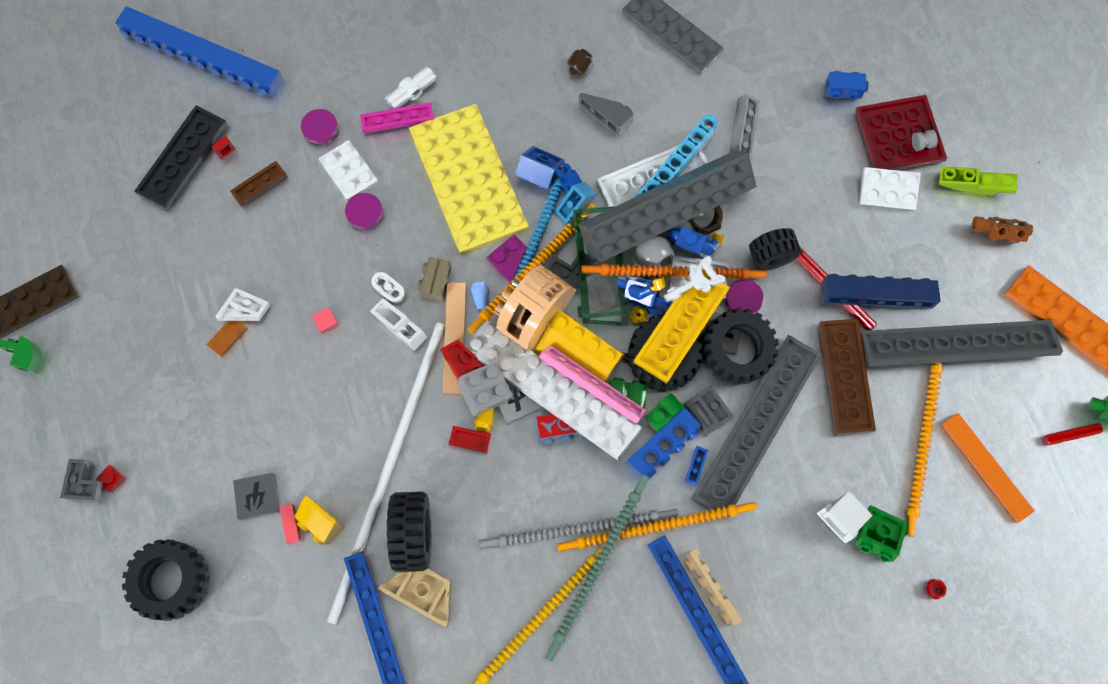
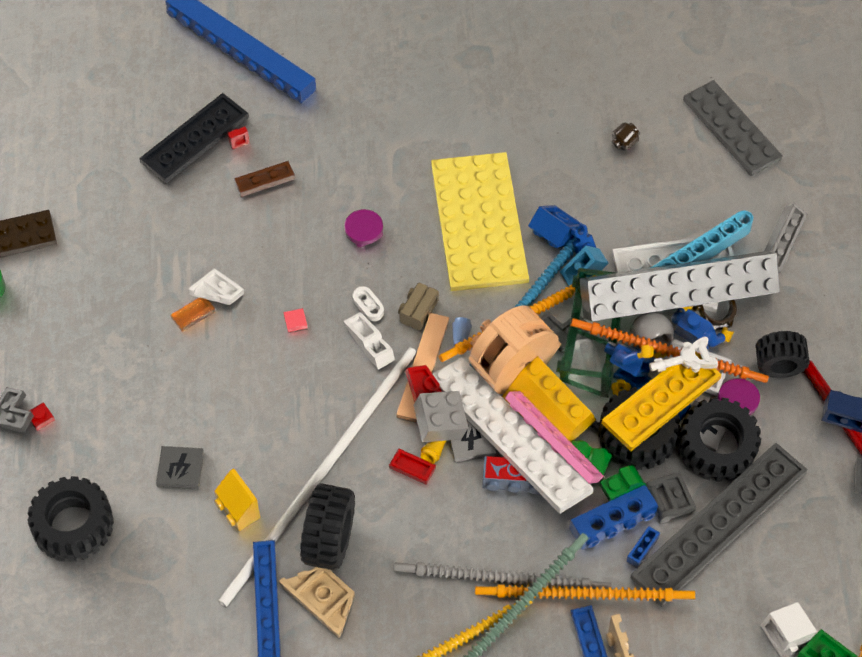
camera: 15 degrees right, 15 degrees down
(290, 526) = (207, 498): coral piece -> none
(319, 126) = (340, 139): magenta tile -> none
(348, 170) = (358, 186): white plate -> none
(396, 118) = (421, 148): dark pink plate -> none
(410, 88) = (443, 124): white piece -> none
(508, 257) = (499, 301): magenta wing -> none
(610, 113) = (643, 190): dark grey slope -> none
(847, 377) = (829, 499): reddish brown plate -> none

